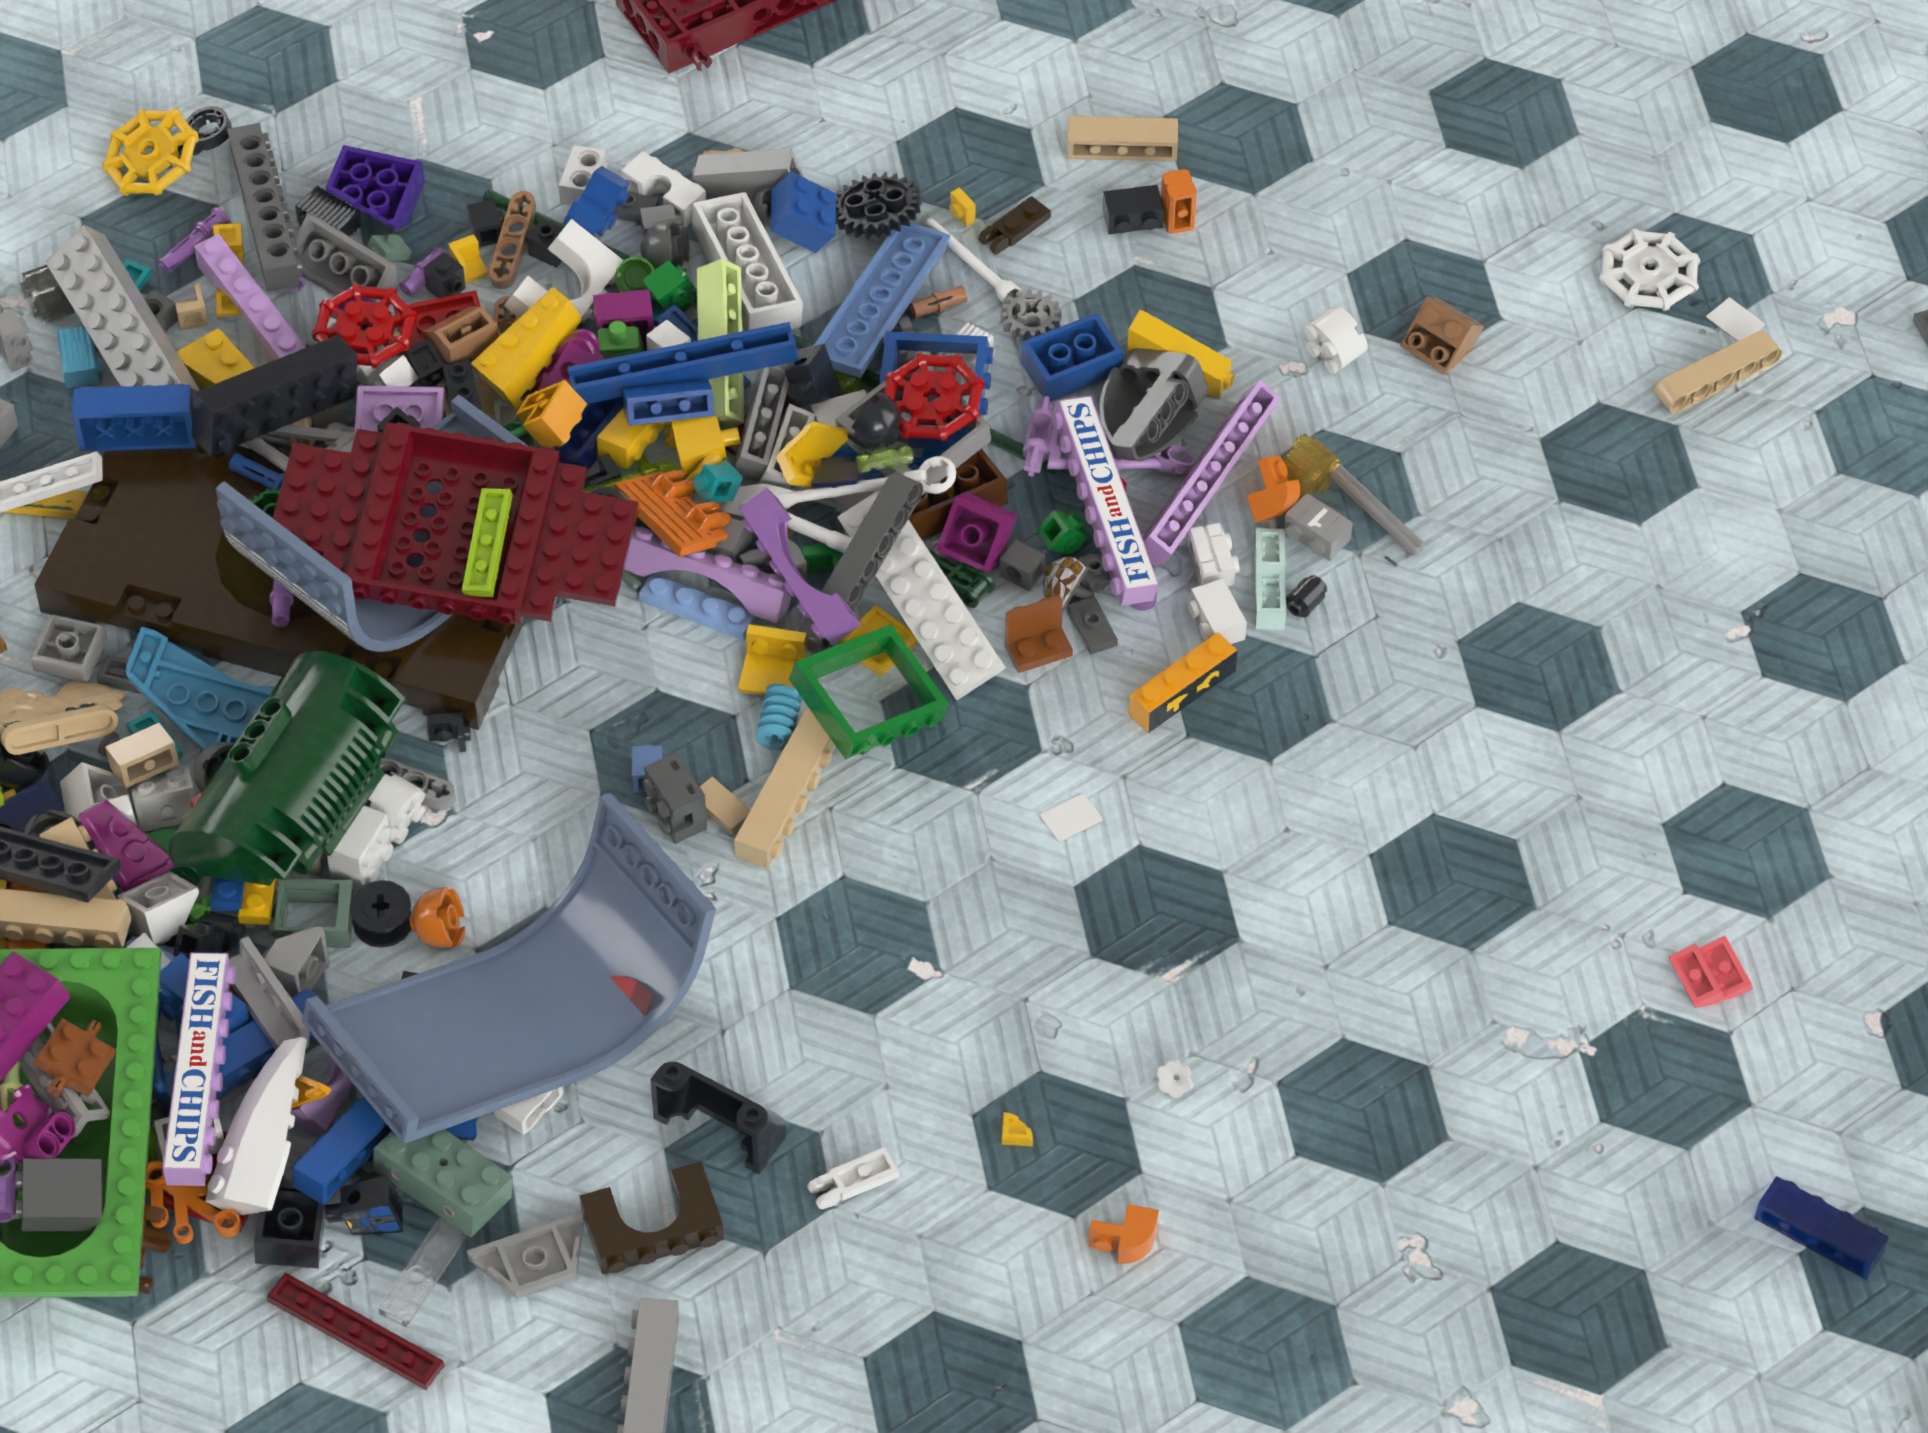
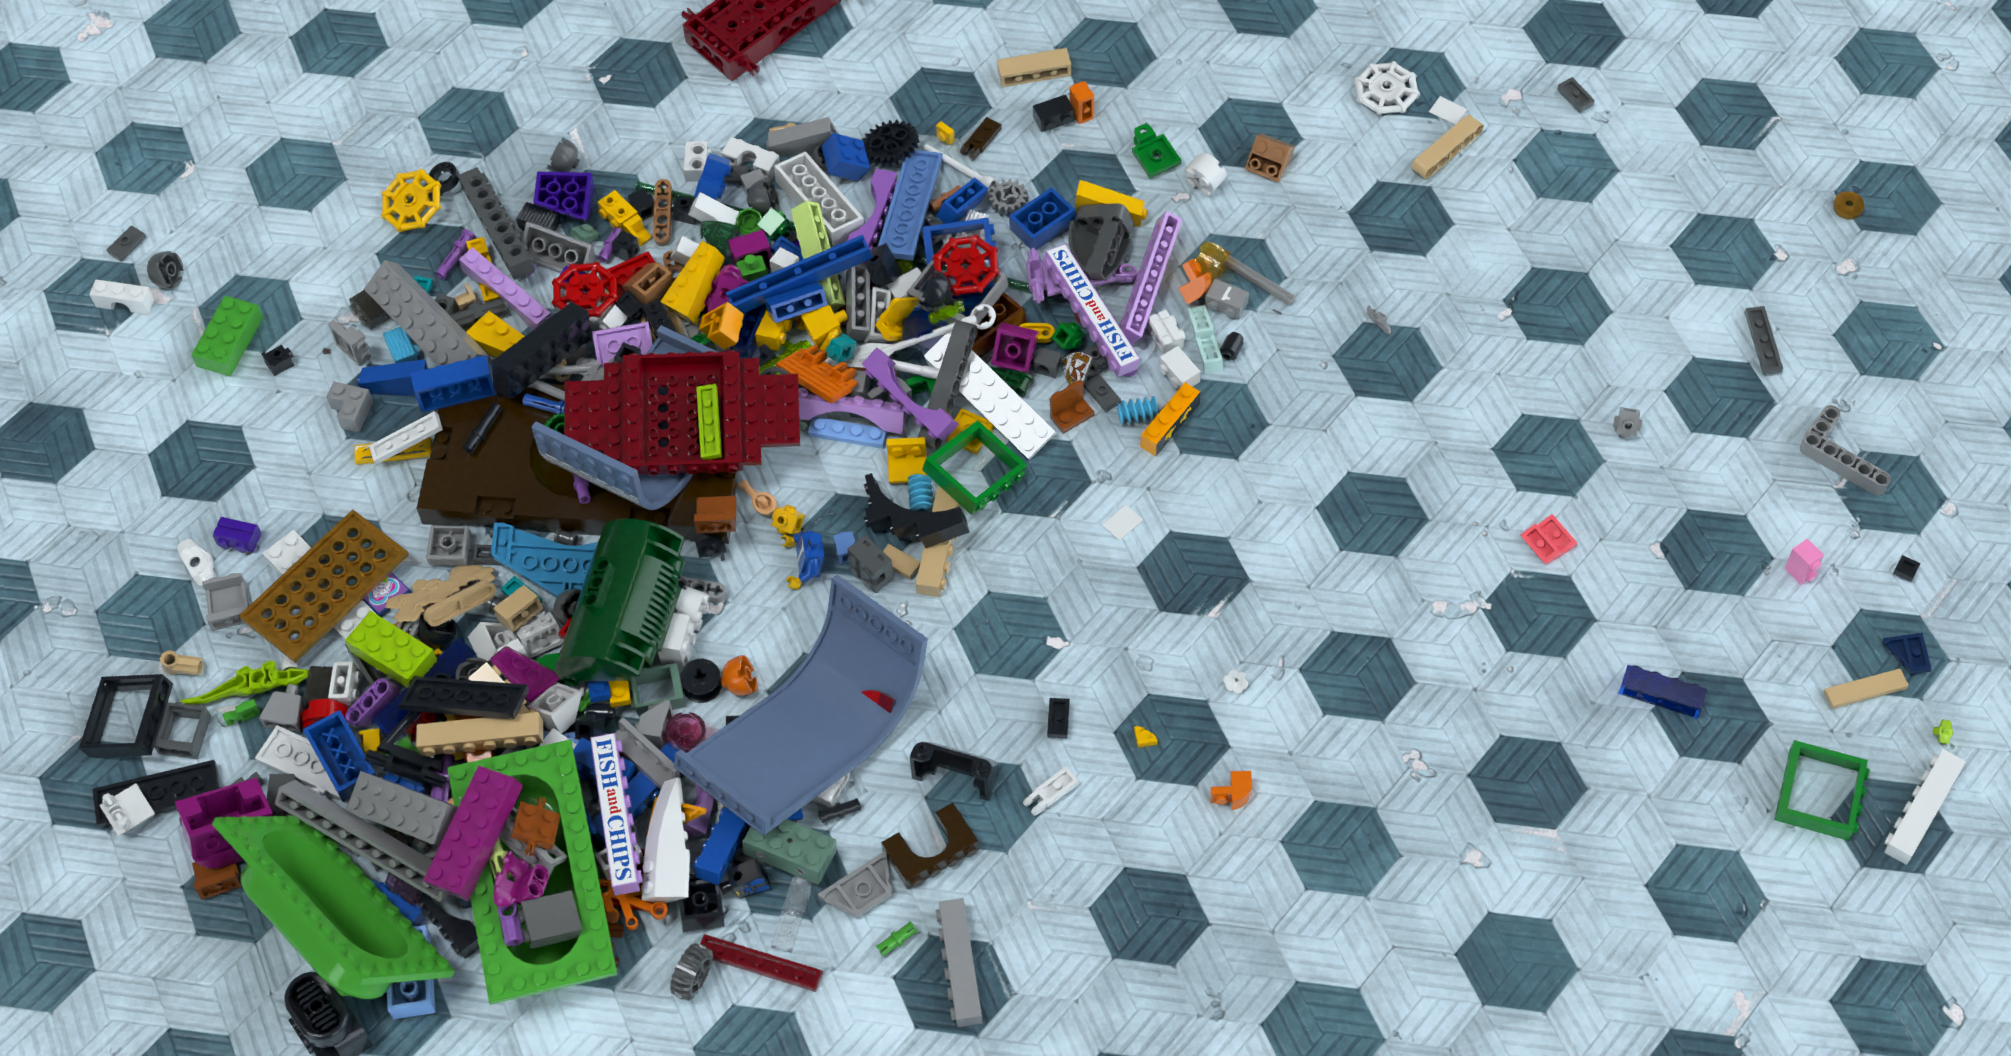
camera: 10 degrees left, 5 degrees up
(46, 395) = (390, 378): none -> blue slope
(151, 497) = (484, 425): none -> black pin
(201, 324) = (477, 310): none -> dark grey piece
(241, 671) = (566, 538): none -> dark grey bush
(249, 1319) = (691, 971): none -> dark grey gear
(336, 976) = (685, 731): none -> clear pink cylinder
(390, 132) = (564, 157): none -> dark grey cylinder
(444, 222) = (616, 209): none -> yellow brick
(464, 679) = (715, 514): none -> dark orange bracket
(532, 1139) = (839, 810): none -> black pin
(542, 679) = (762, 502): none -> light nougat piece
(565, 1339) = (896, 938): none -> bright green pin
(572, 711) = (787, 519): none -> yellow brick
(581, 283) = (718, 234): none -> clear green brick
(589, 769) = (809, 556): none -> blue torso
(772, 761) = (928, 527): none -> black arch
(846, 266) = (882, 190): none -> medium lavender arch
(894, 1076) = (1058, 718): none -> black plate
(953, 309) = (960, 202): none -> blue brick
(1026, 517) = (1042, 328): none -> yellow plate
(1136, 659) = (1137, 410): none -> medium azure piece
(1263, 282) = (1148, 144): none -> green plate
(1543, 602) = (1379, 319): none -> light grey piece
(1887, 818) = (1627, 415): none -> light grey brick

